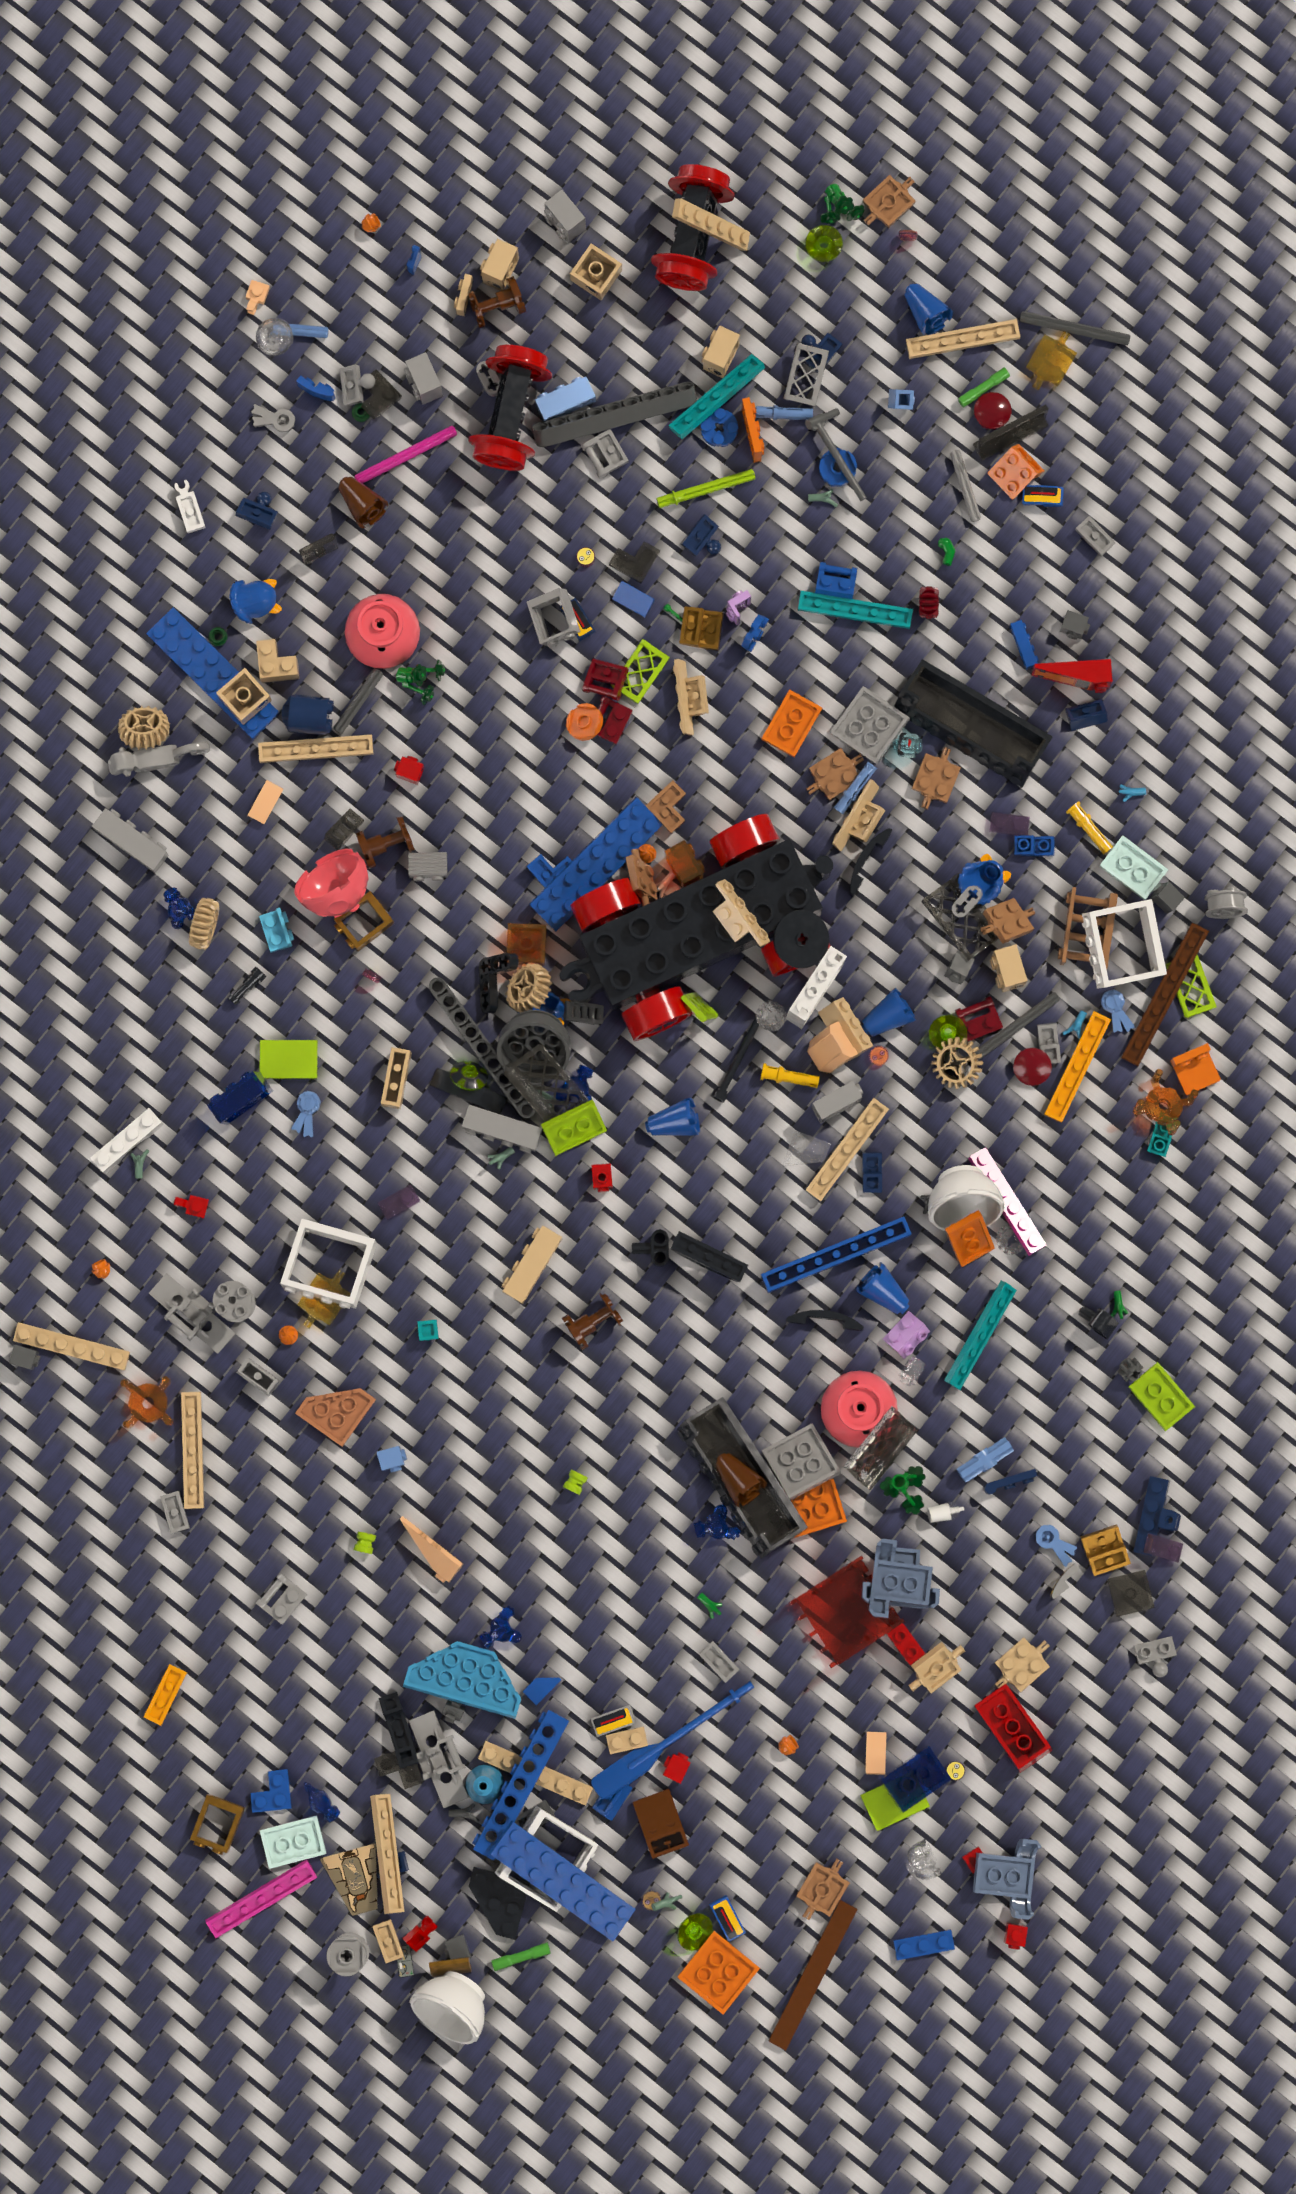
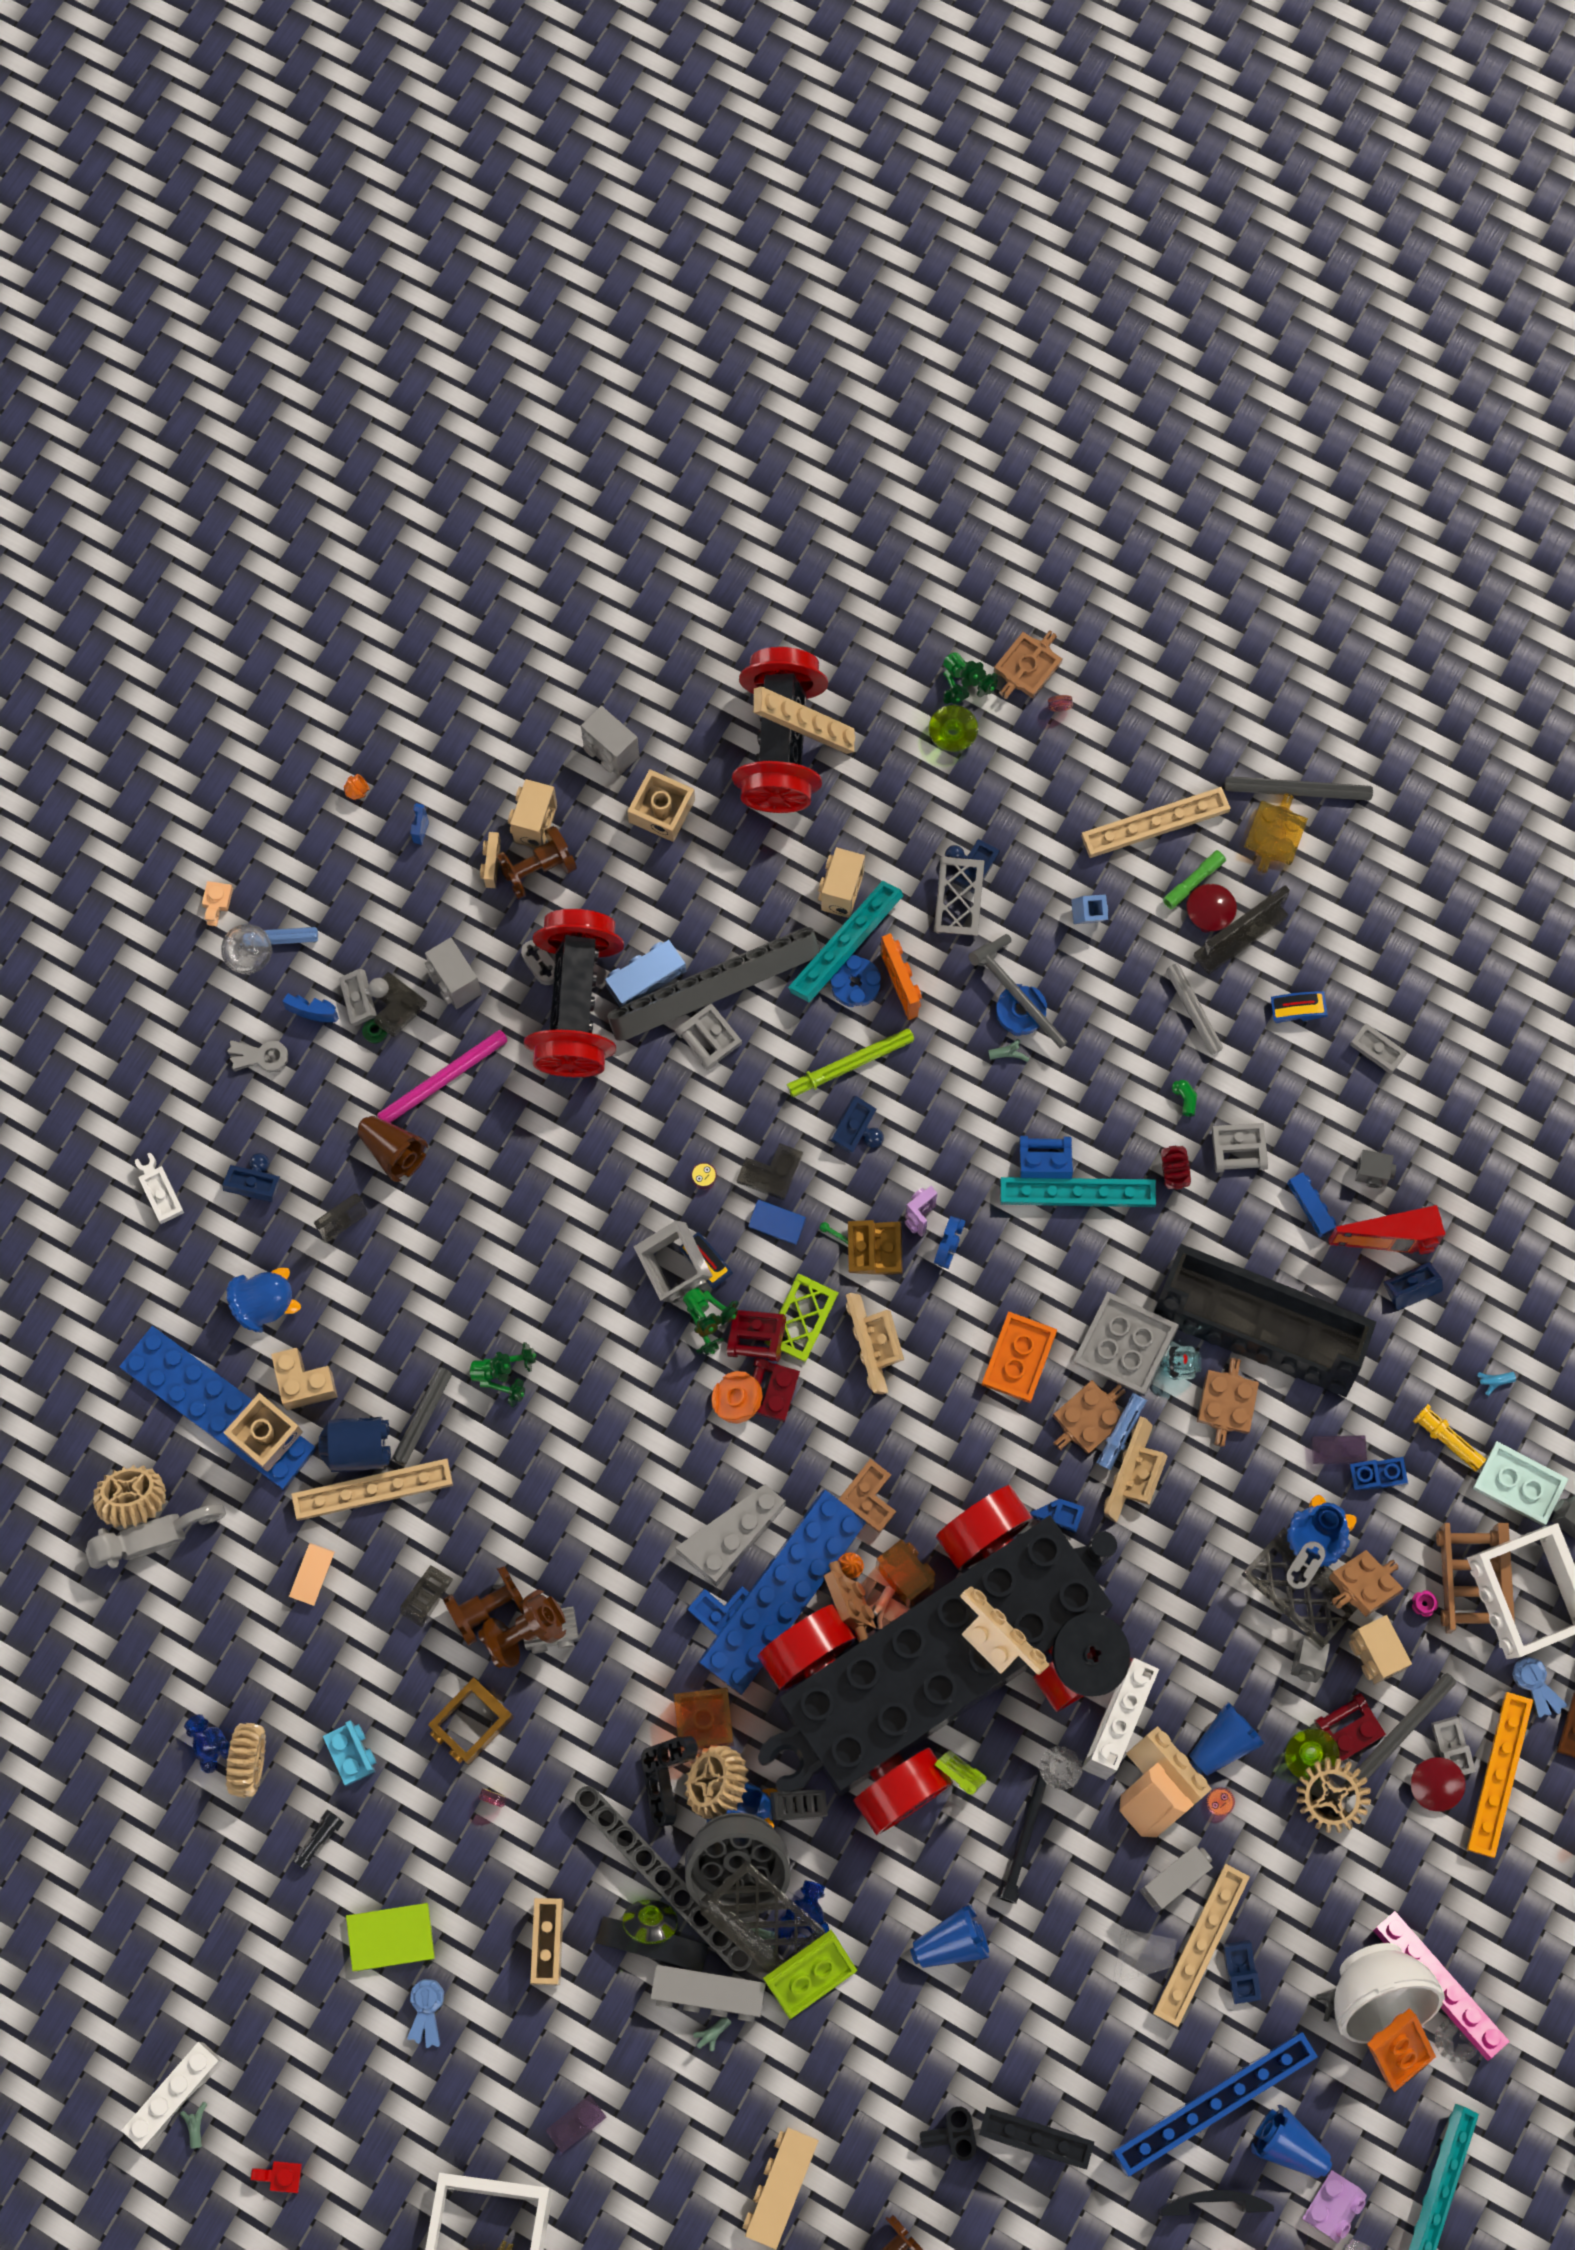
camera: 10 degrees left, 10 degrees down
(130, 840) = (128, 1656): light grey brick -> none
(214, 632) = (213, 1351): dark green plate -> none
(239, 1097) = (326, 2005): clear blue brick -> none
(334, 884) = (422, 1676): coral rock -> none
(397, 635) = (464, 1318): coral piece -> none
(409, 769) = (505, 1499): red brick -> none
(422, 857) = (540, 1619): none -> reddish brown piece
(565, 819) = (727, 1538): none -> light grey wedge
(566, 650) = (697, 1304): none -> plant
(602, 1177) = (861, 2041): red brick -> none
(779, 1075) = (1089, 1851): yellow pin -> none
(783, 413) = (938, 950): medium blue pin -> none
(802, 840) = (1064, 1513): none -> blue tile
(879, 841) = (1144, 1558): black slope -> none
(927, 309) = (1103, 791): blue cone -> none
(979, 588) = (1239, 1139): none -> light grey plate
(1015, 471) = (1256, 981): orange bracket -> none
(1048, 946) = (1427, 1596): none -> dark pink plate
(1076, 1026) = (1486, 1715): dark azure bar -> none

